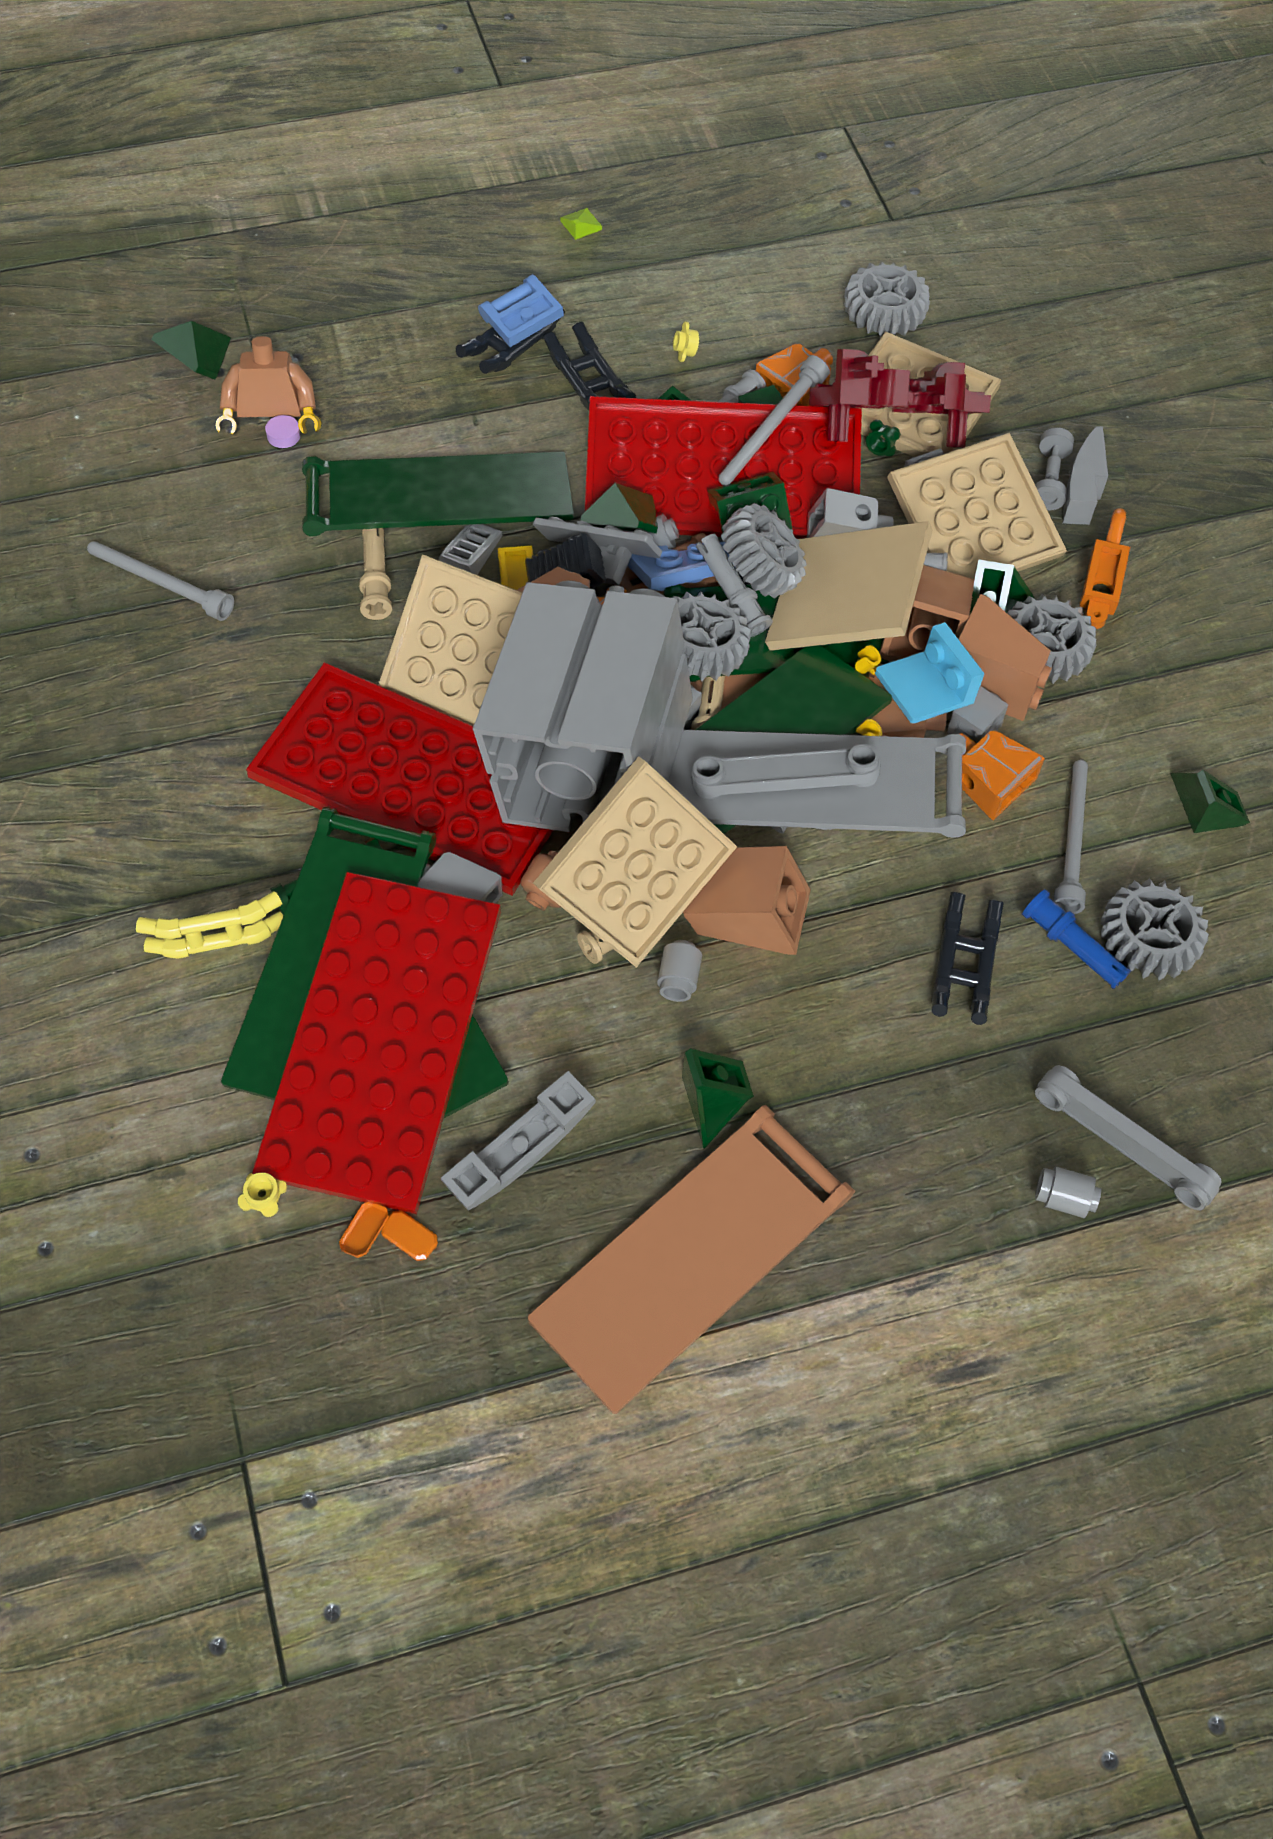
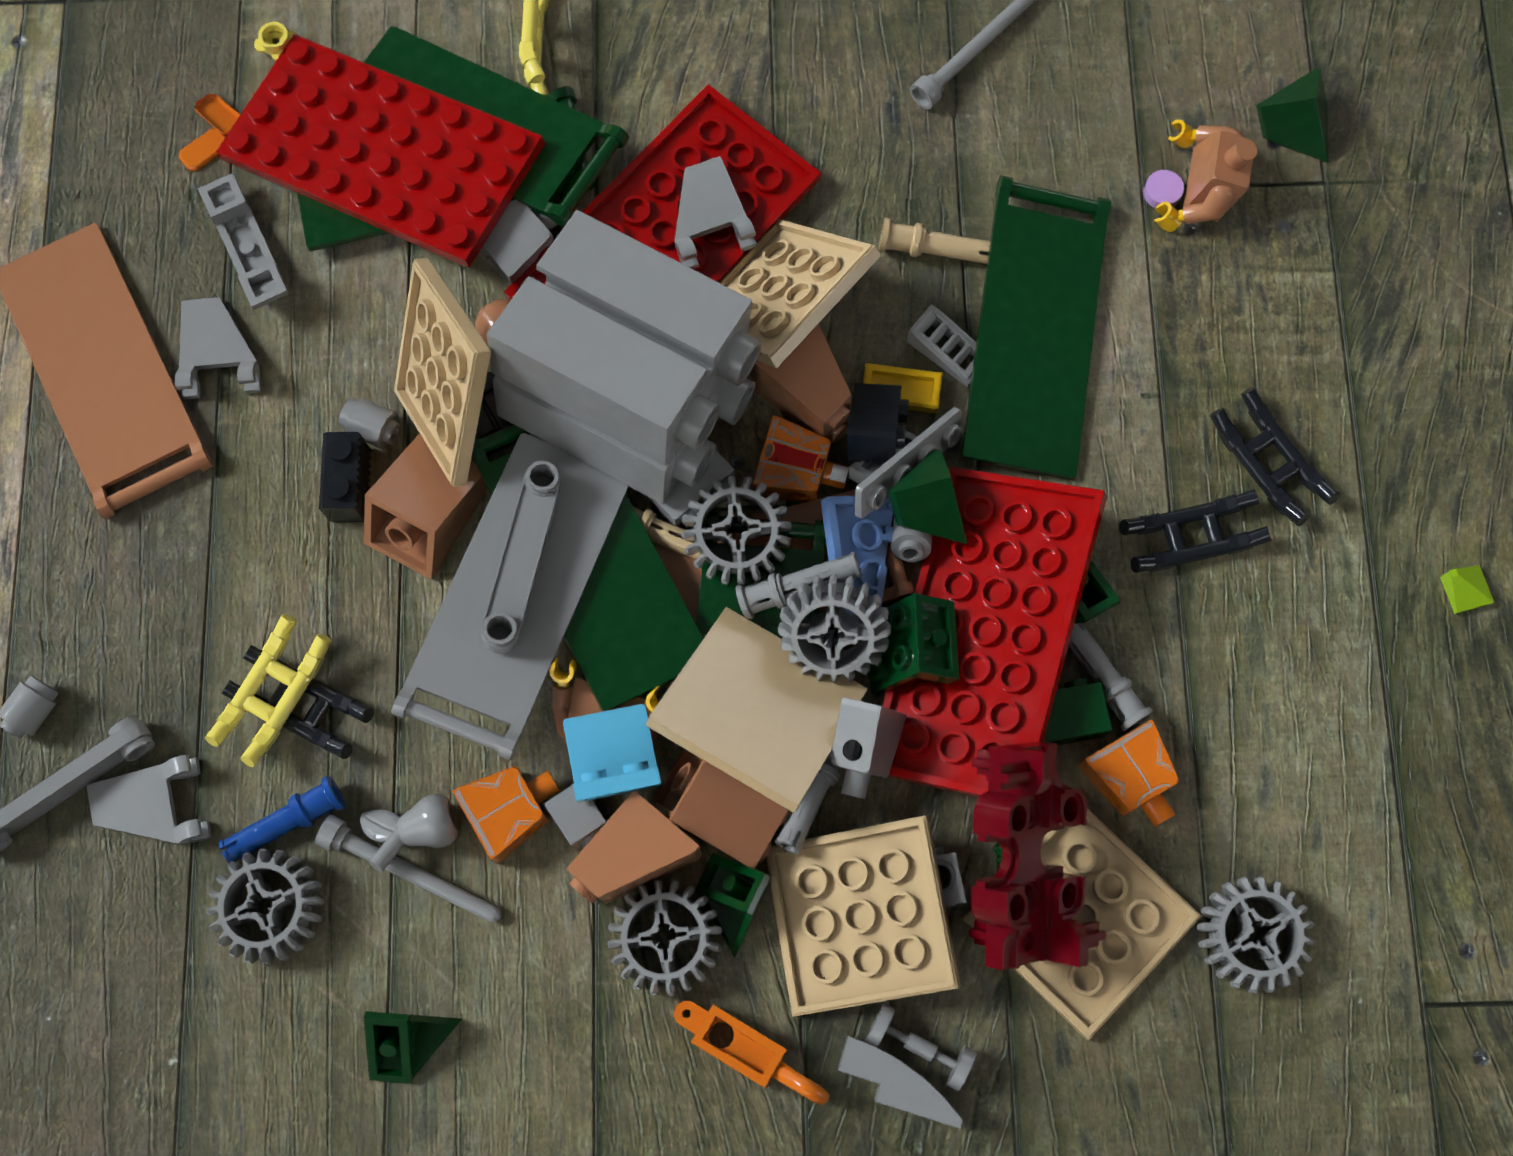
camera: 110 degrees right, 15 degrees up
(386, 733) = (708, 206): none -> light grey flag
(526, 315) = (1283, 470): medium blue plate -> none
(635, 1148) = (212, 341): none -> light grey flag
(686, 342) = (1221, 656): light yellow plate -> none
(715, 1090) = (241, 421): dark green slope -> none
(743, 973) = (344, 476): none -> black brick
(812, 372) = (1076, 751): light grey piece -> none
(990, 966) = (274, 716): none -> light yellow piece
(1032, 820) = (428, 823): none -> light grey piece
(1109, 1063) = (144, 803): none -> light grey flag

